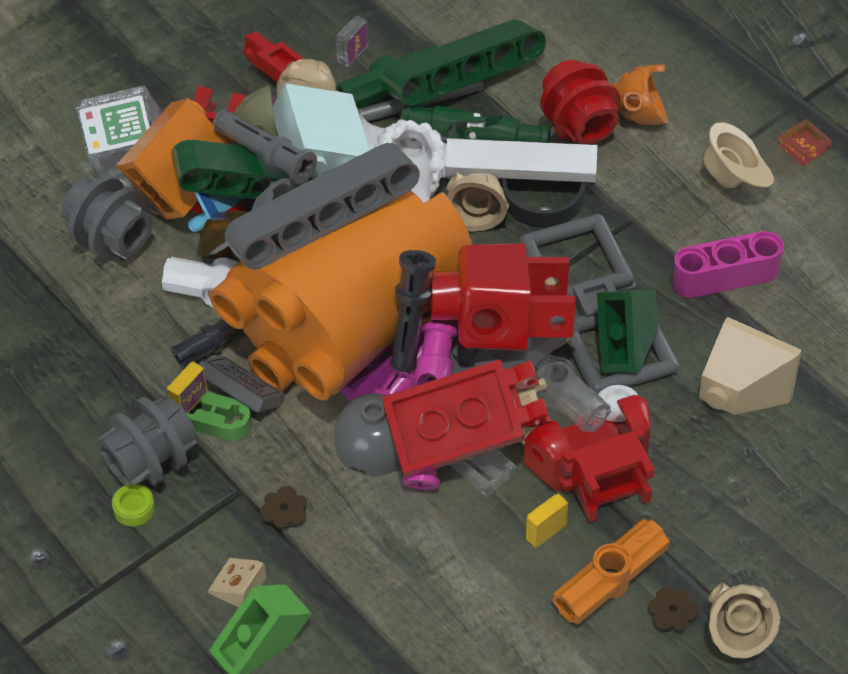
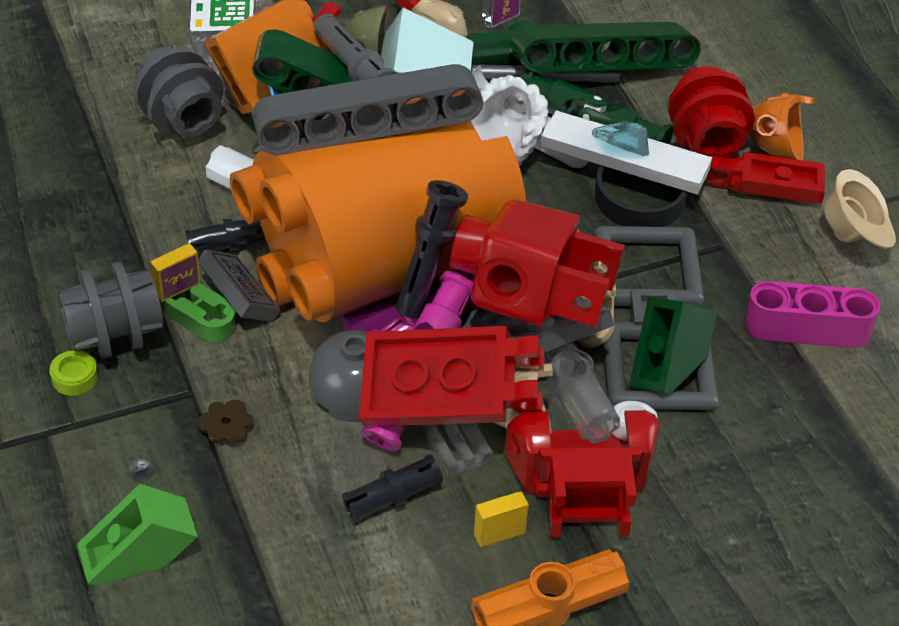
camera: 15 degrees right, 5 degrees down
(237, 580) = (145, 472): tan slope -> none
(447, 522) = (392, 488): none -> black pin
(478, 200) = (561, 179): tan helmet -> none
(517, 148) = (625, 136): none -> clear light blue slope
(648, 145) = (769, 176): none -> red hinge
(748, 370) = (791, 426): tan slope -> none

